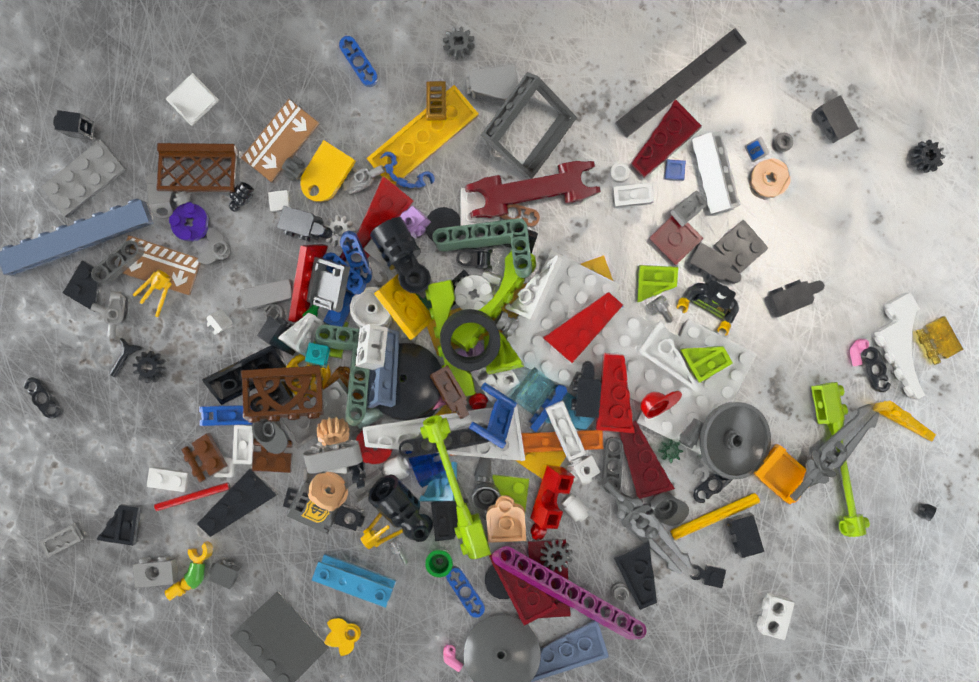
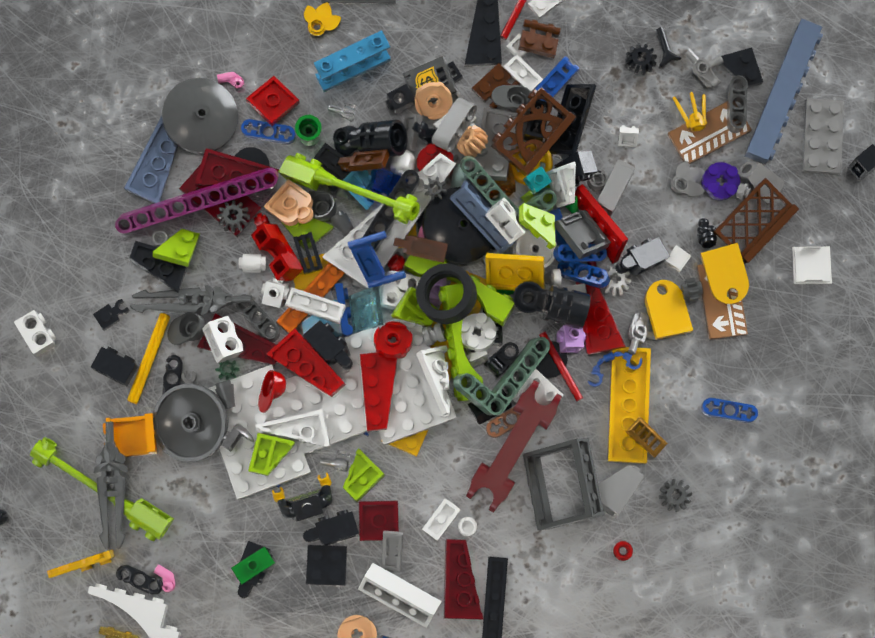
camera: 130 degrees right, 10 degrees down
(257, 155) = (725, 271): none -> yellow tile
(351, 321) = (539, 223): none -> wing
(373, 538) = (369, 102): yellow plant -> none
(378, 274) = (556, 277): none -> white tile
(395, 429) = (432, 183): none -> dark grey gear
(423, 497) = (365, 160): none -> reddish brown hinge
(439, 611) = (272, 100): none -> red tile
(441, 209) = (562, 368): none -> red bar
(523, 488) = (303, 237): none -> black tile
(533, 39) = (629, 550): none -> red plate
(542, 337) = (393, 350): none -> red plate
(615, 573) = (178, 248): none -> lime wing
(659, 476) = (218, 340): none -> white brick
(675, 169) = (430, 570): tile -> none
(720, 398) = (231, 438): none -> flat silver plate
(796, 295) = (253, 565): none -> green plate

